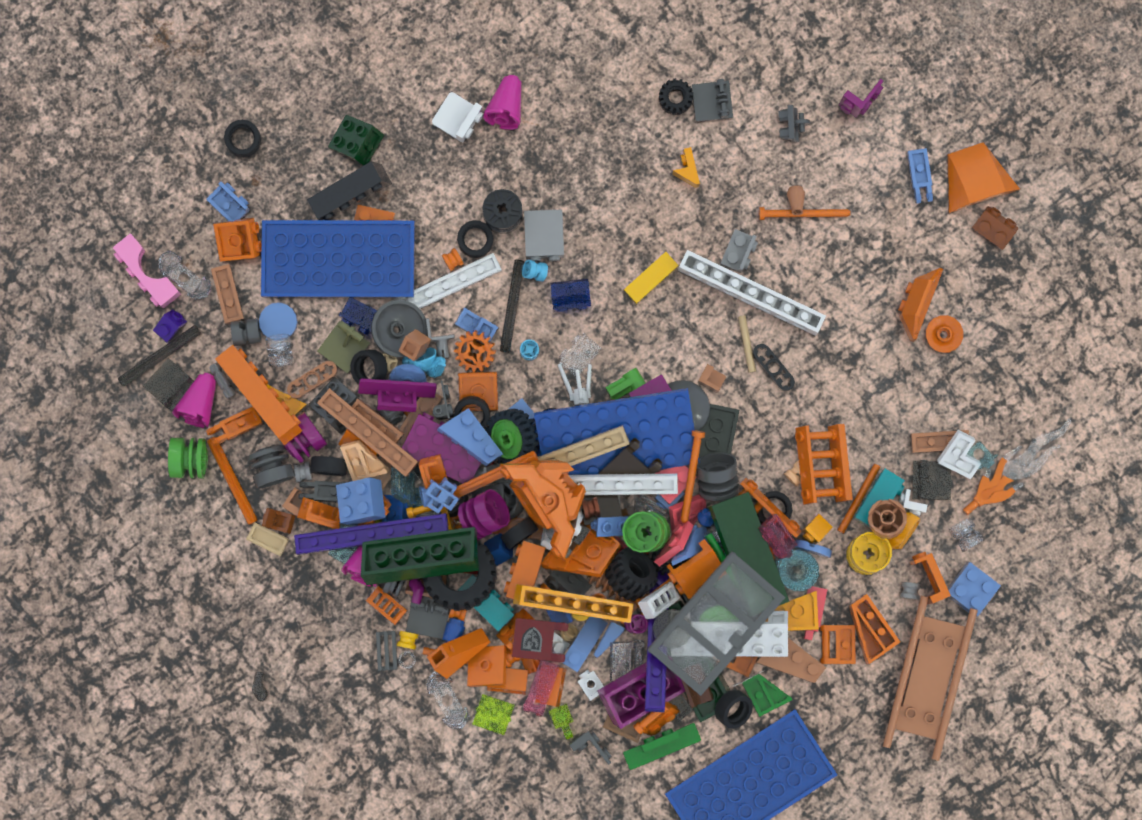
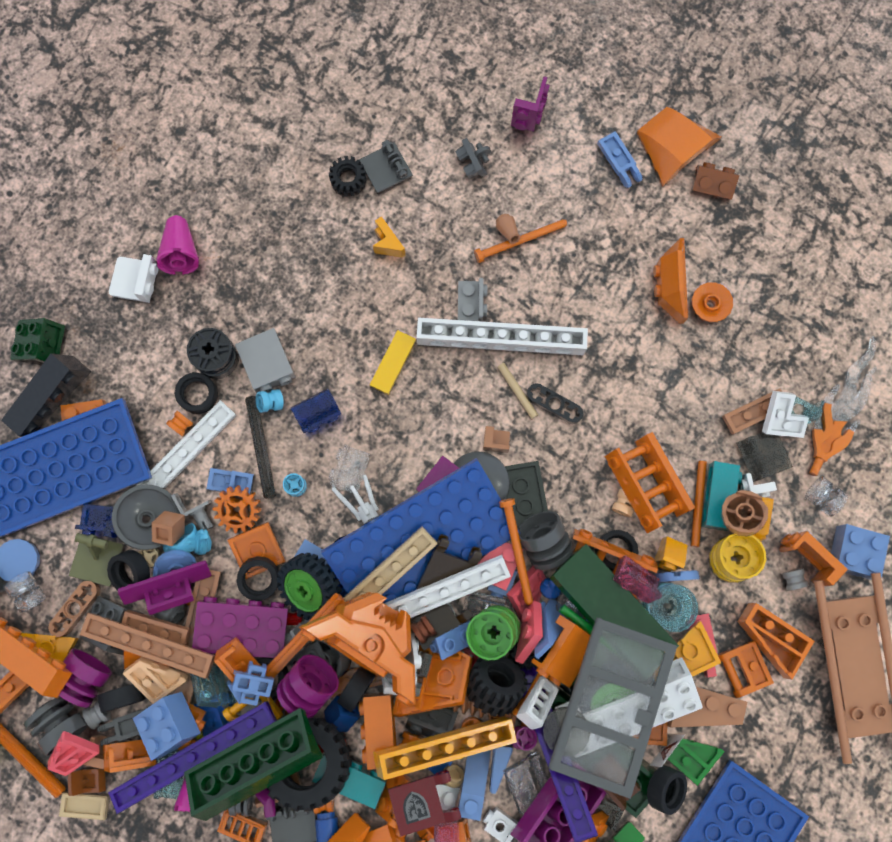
camera: 15 degrees left, 5 degrees down
(278, 493) = (71, 753): none -> coral wing
(445, 410) = (227, 585): dark grey hinge -> none
(470, 434) = (265, 603): medium blue wing -> none
(626, 384) = (411, 479): bright green piece -> none

